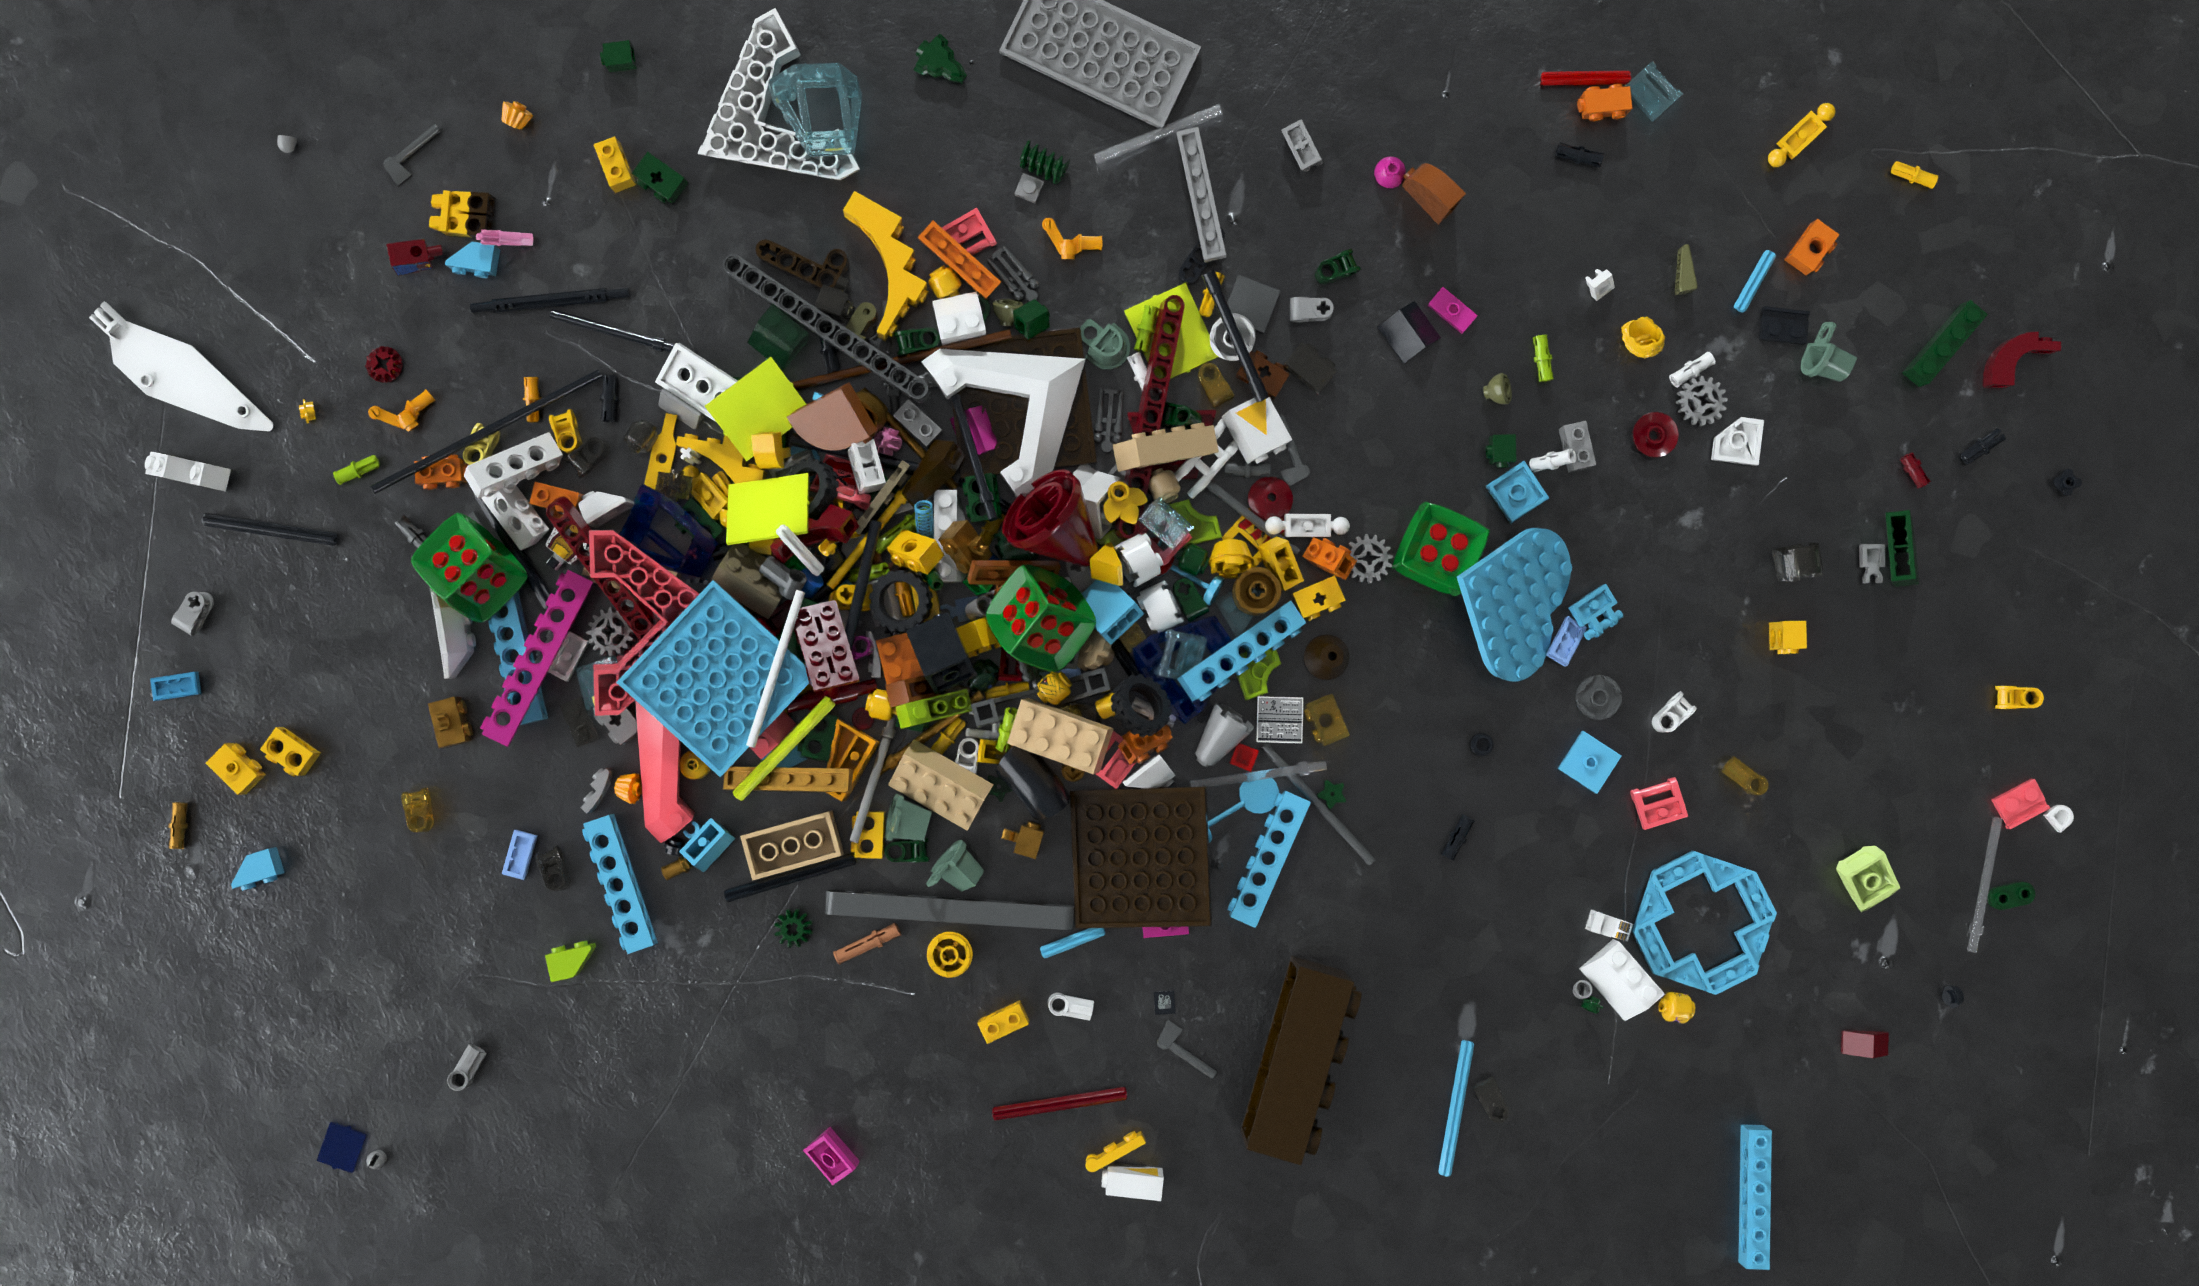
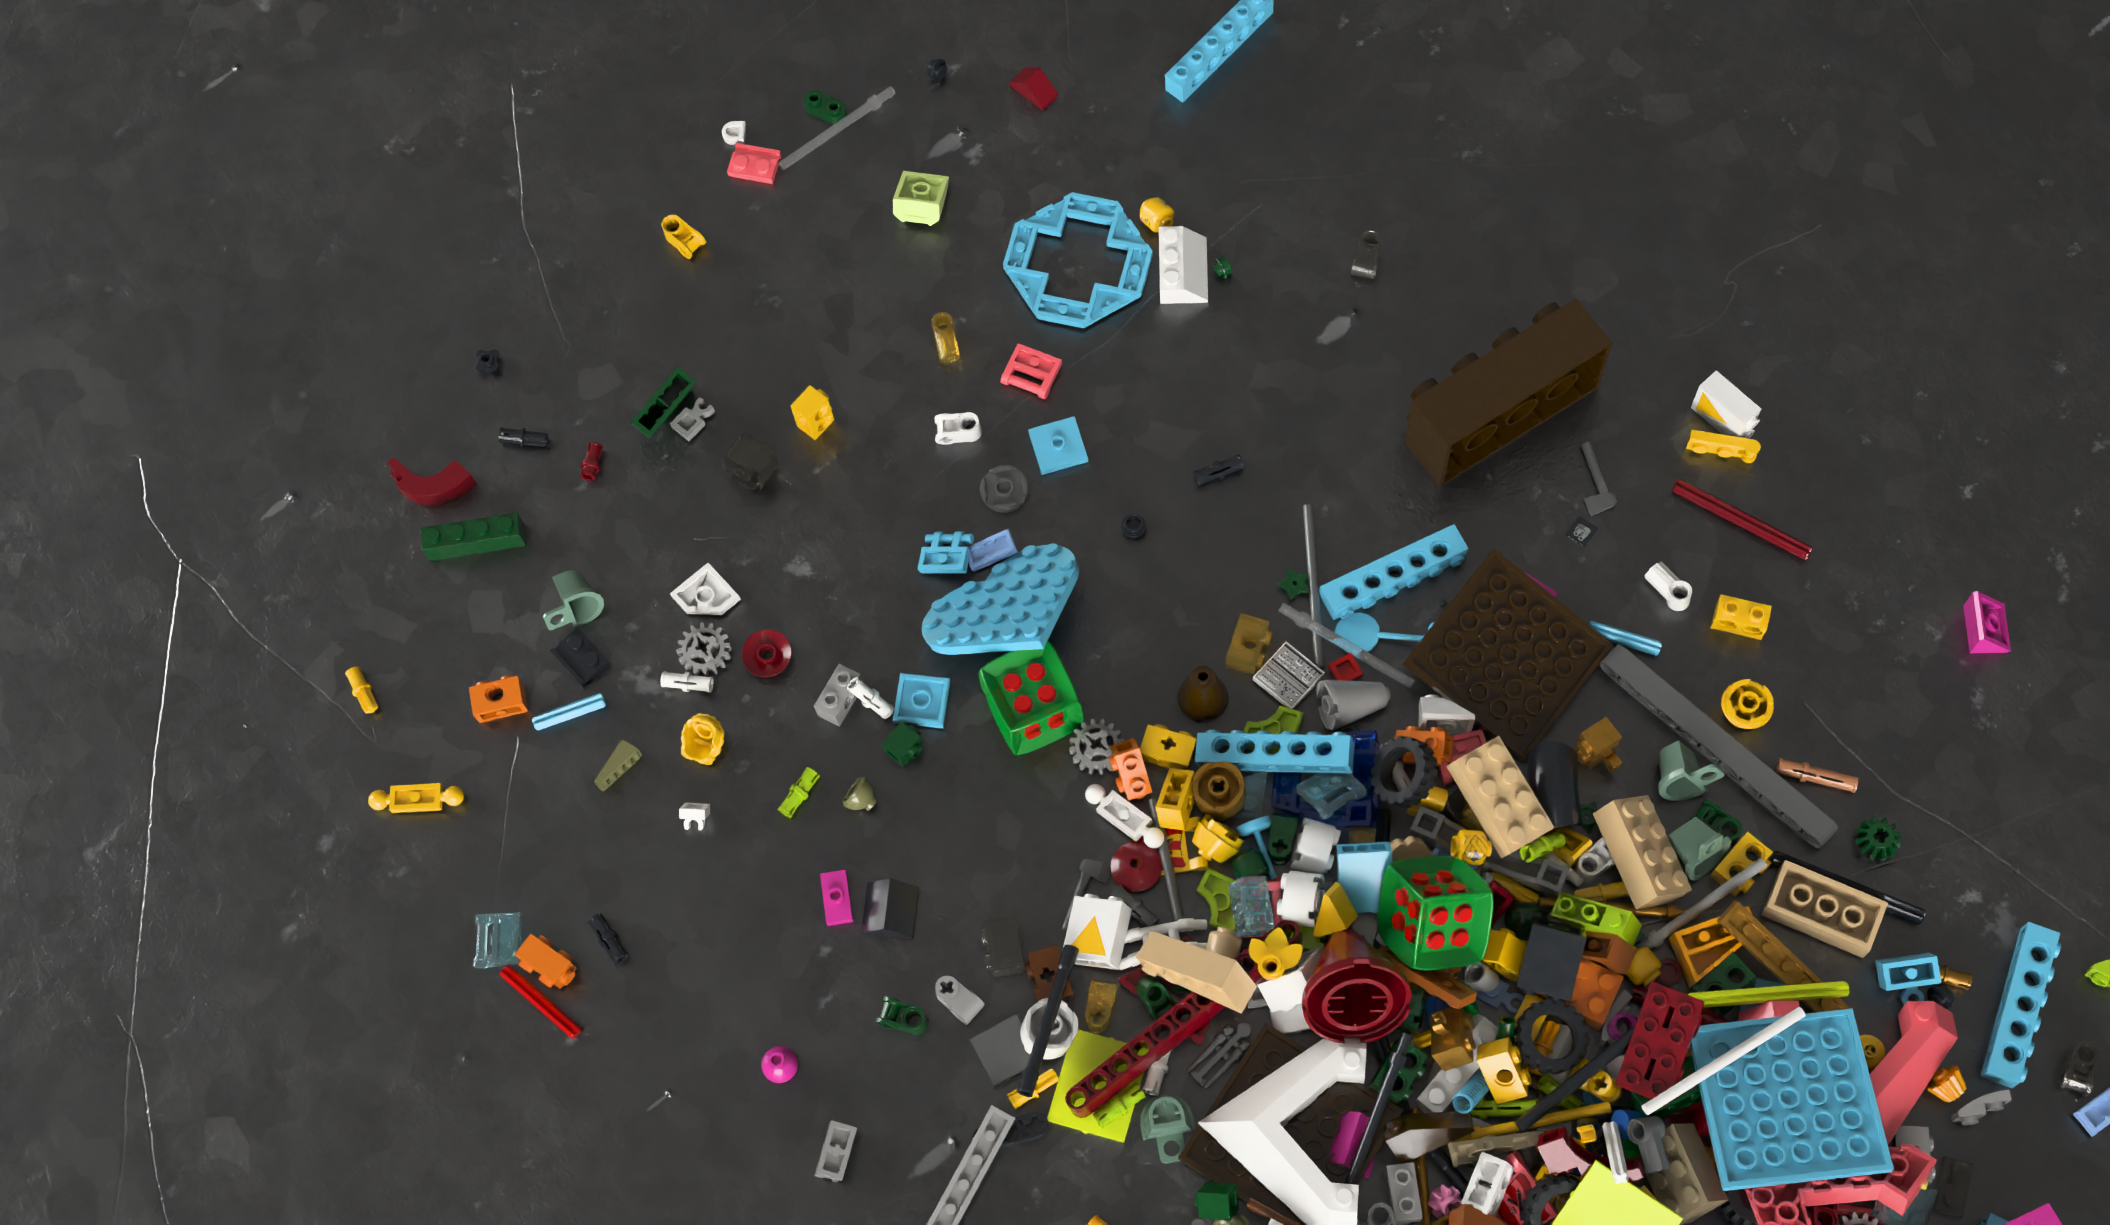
camera: 130 degrees left, 20 degrees down
(1433, 191) = (761, 1006): dark orange brick -> none
(1456, 1108) = (1400, 273): medium azure axle -> none
(1586, 989) = (1218, 279): light grey hinge -> none
(1608, 925) = (1156, 313): white leg -> none

